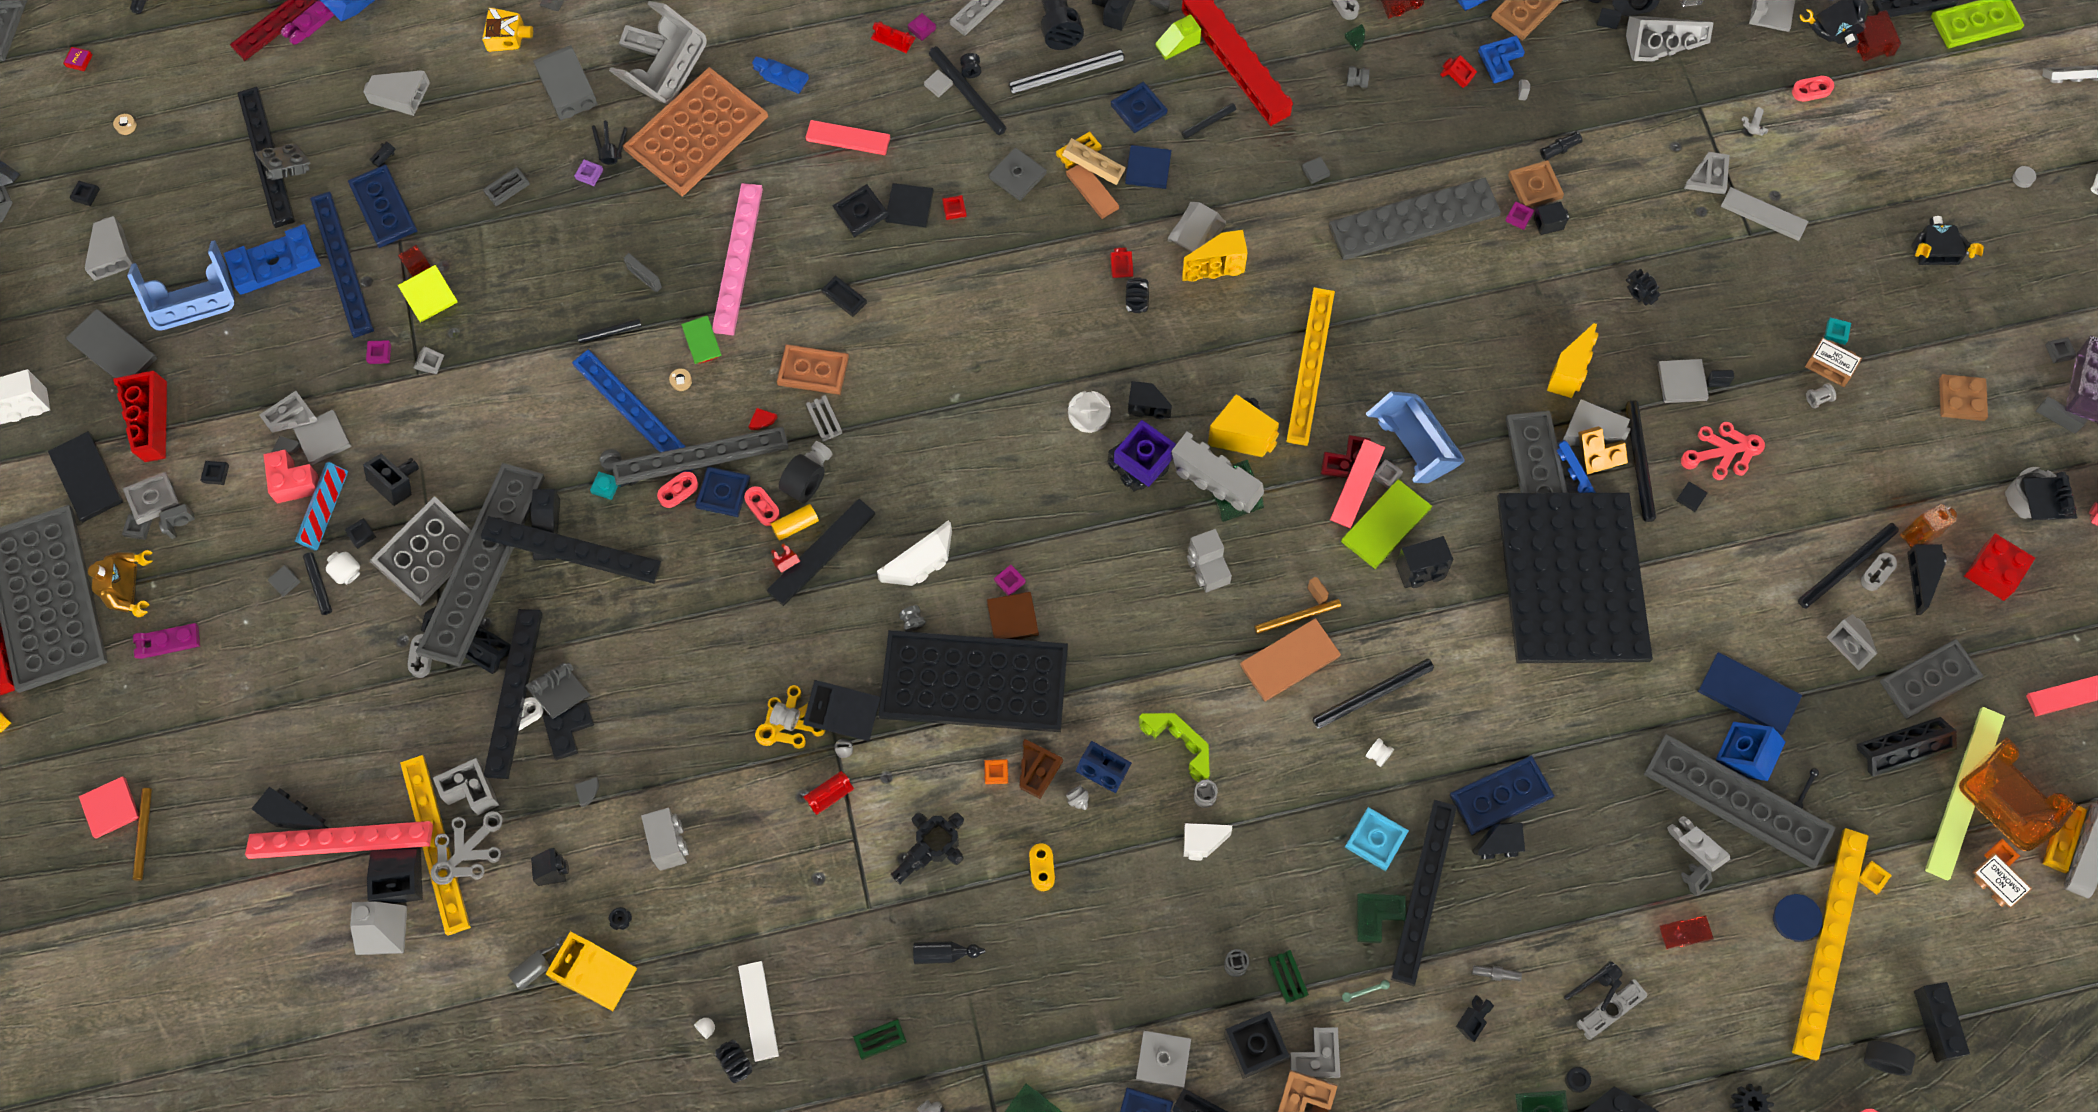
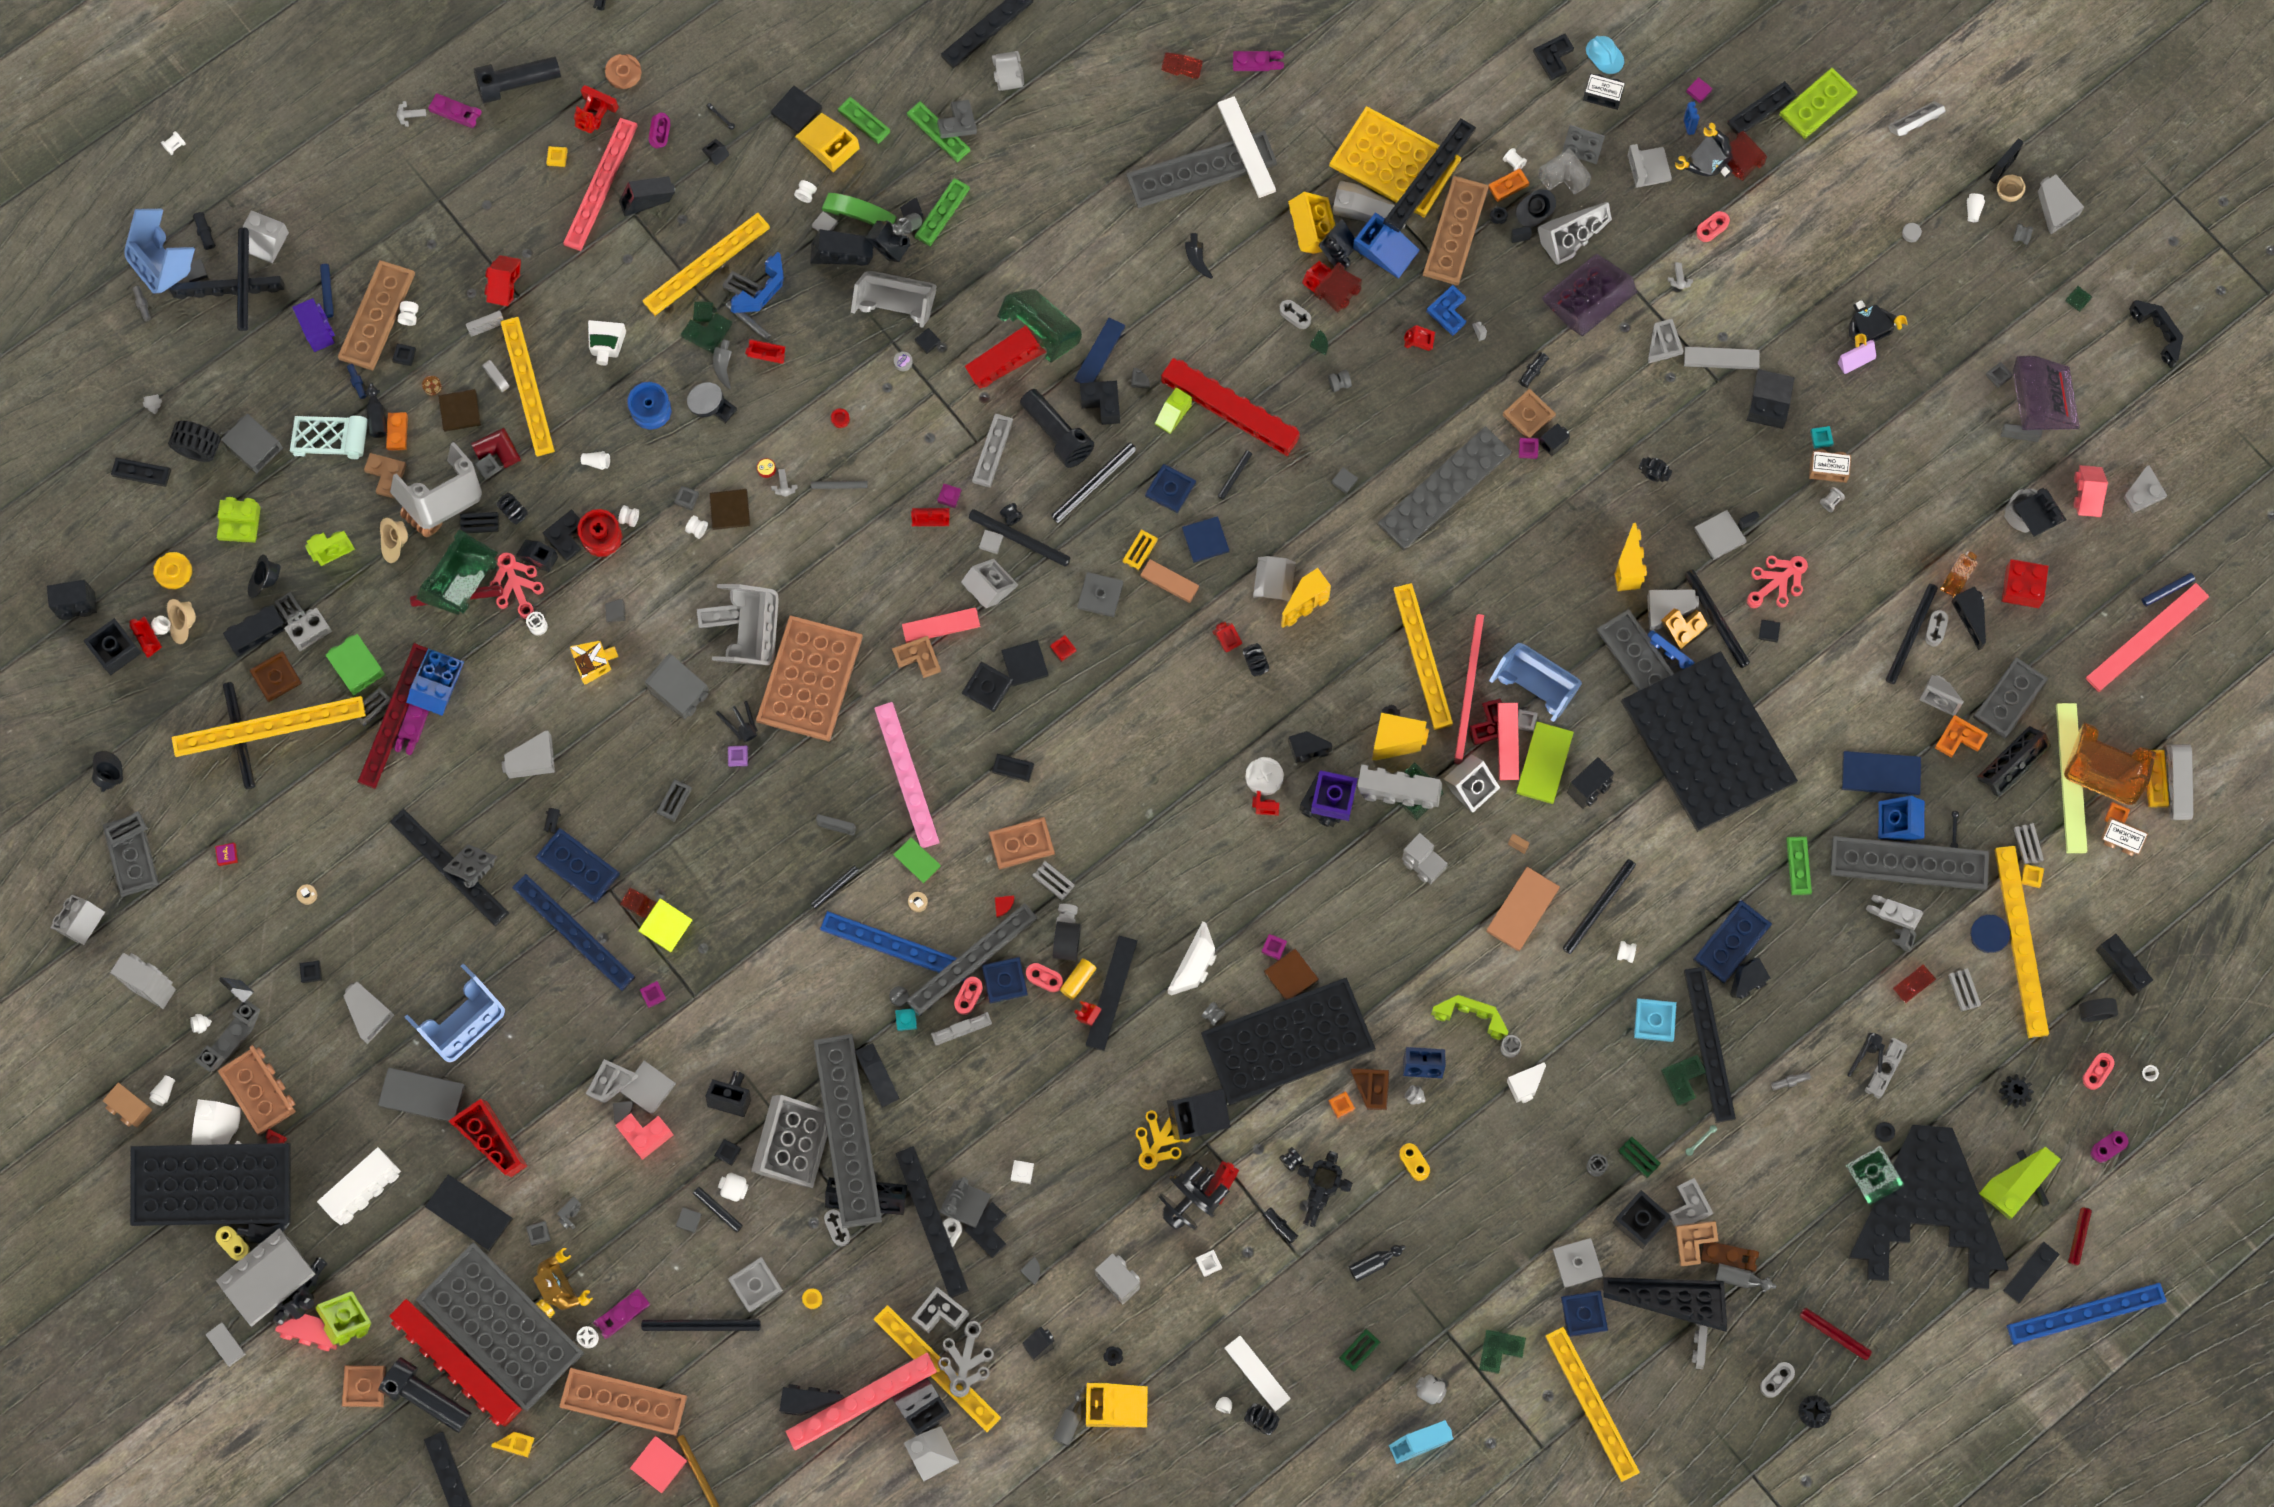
camera: 25 degrees left, 5 degrees up
(96, 602) = (546, 1308): none -> yellow tile
(113, 727) = (623, 1401): none -> nougat plate
(117, 642) = (584, 1336): none -> white wheel
(151, 497) = (538, 1204): light grey plate -> none
(214, 472) = (575, 1158): black tile -> none
(233, 688) = (702, 1325): none -> black axle
(251, 267) = (527, 940): blue piece -> none
(309, 674) = (755, 1284): none -> light grey tile
(321, 506) = (684, 1145): dark azure tile -> none
(355, 714) = (812, 1298): none -> yellow tile
(428, 360) = (697, 982): light grey slope -> none
(571, 549) = (912, 1086): black plate -> none
(633, 687) = (1022, 1172): none -> white plate
(652, 518) = (961, 1028): none -> light grey piece
(769, 869) = (1208, 1263): none -> white plate
(780, 74) = (852, 593): blue hinge -> none
(784, 716) = (1157, 1139): light grey wheel -> none
(787, 788) = (1194, 1194): none -> black piece
(811, 150) = (920, 652): none -> medium nougat plate
(843, 752) = (1216, 1145): light grey hinge -> none
(865, 866) = (1280, 1225): none -> black pin
(912, 802) = (1291, 1159): none -> black wheel
(914, 117) = (989, 583): none -> light grey slope
(1073, 441) = (1268, 807): none -> red bracket
(1093, 161) = (1160, 556): tan plate -> none
(1297, 616) = (1511, 871): pearl gold bar -> none
(1299, 509) = (1471, 782): none -> light grey slope
(1342, 417) = (1469, 689): none -> coral tile
(1473, 1019) = (1790, 1125): black plate -> none
(1613, 749) = (1799, 865): none -> bright green tile
(1655, 100) = (1590, 294): none -> clear purple slope
(1750, 965) = (1966, 973): none -> light grey tile
(1798, 273) = (1770, 399): none -> black slope
(1858, 688) = (1959, 732): none -> orange plate
(1891, 862) = (2025, 828): none -> light grey tile
(1912, 269) = (1857, 357): none -> lavender slope
(1963, 397) = (1941, 450): medium nougat plate -> none

